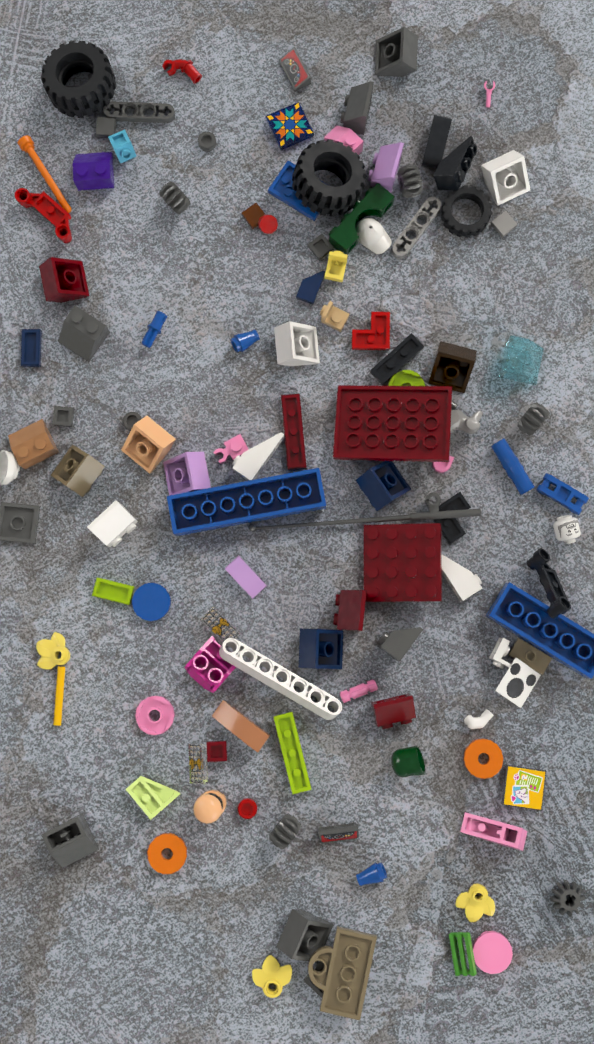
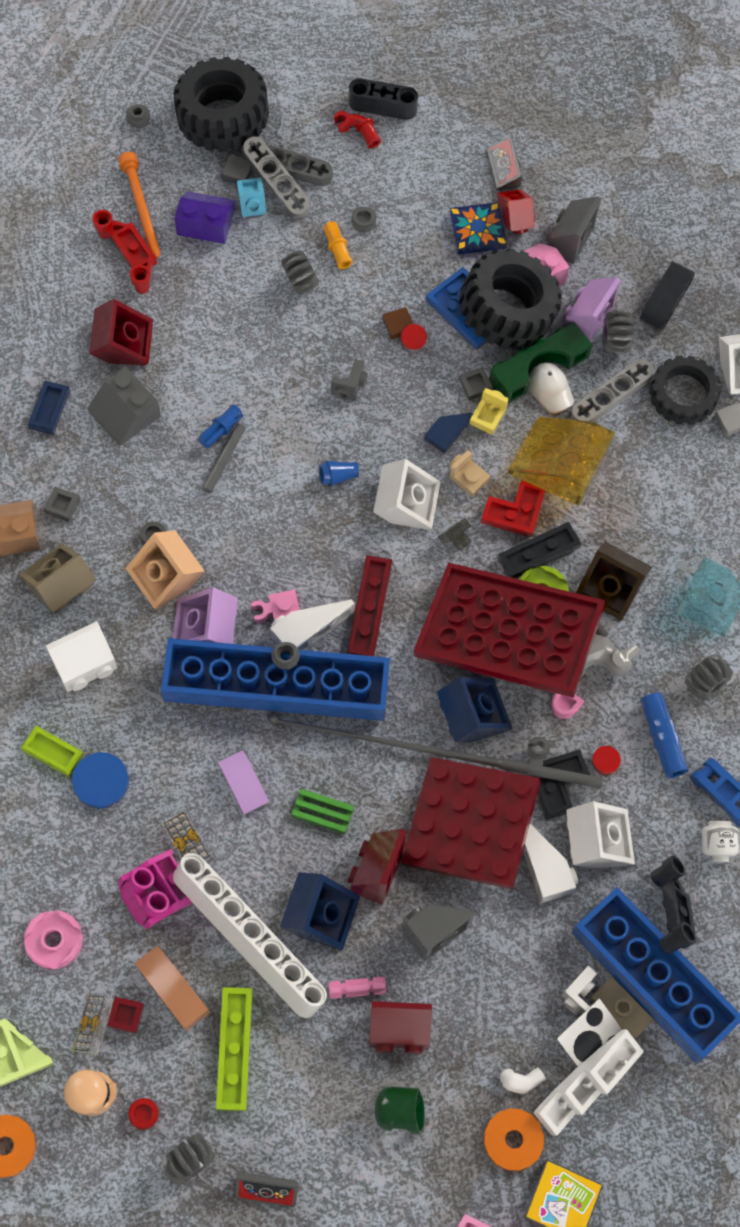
camera: 10 degrees right, 15 degrees down
(24, 107) = (135, 120): none -> dark grey plate
(136, 126) = (276, 177): none -> light grey beam
(163, 351) = (223, 458): none -> dark grey bar
(191, 41) = (383, 98): none -> black beam
(194, 167) = (337, 245): none -> light orange axle
(235, 276) = (349, 389): none -> dark grey bracket
(249, 480) = (285, 647): none -> dark grey plate
(298, 573) = (300, 803): none -> bright green tile
(313, 104) = (516, 210): none -> slope
(337, 363) = (456, 534): none -> clear smoke tile
(395, 286) = (562, 456): none -> clear yellow slope
(396, 53) = (643, 178): dark grey slope -> none
(454, 167) = (683, 330): black slope -> none
(478, 494) = (606, 760): none -> red tile
(488, 547) = (600, 836): none -> white slope
(522, 707) = (590, 1079): none -> white slope

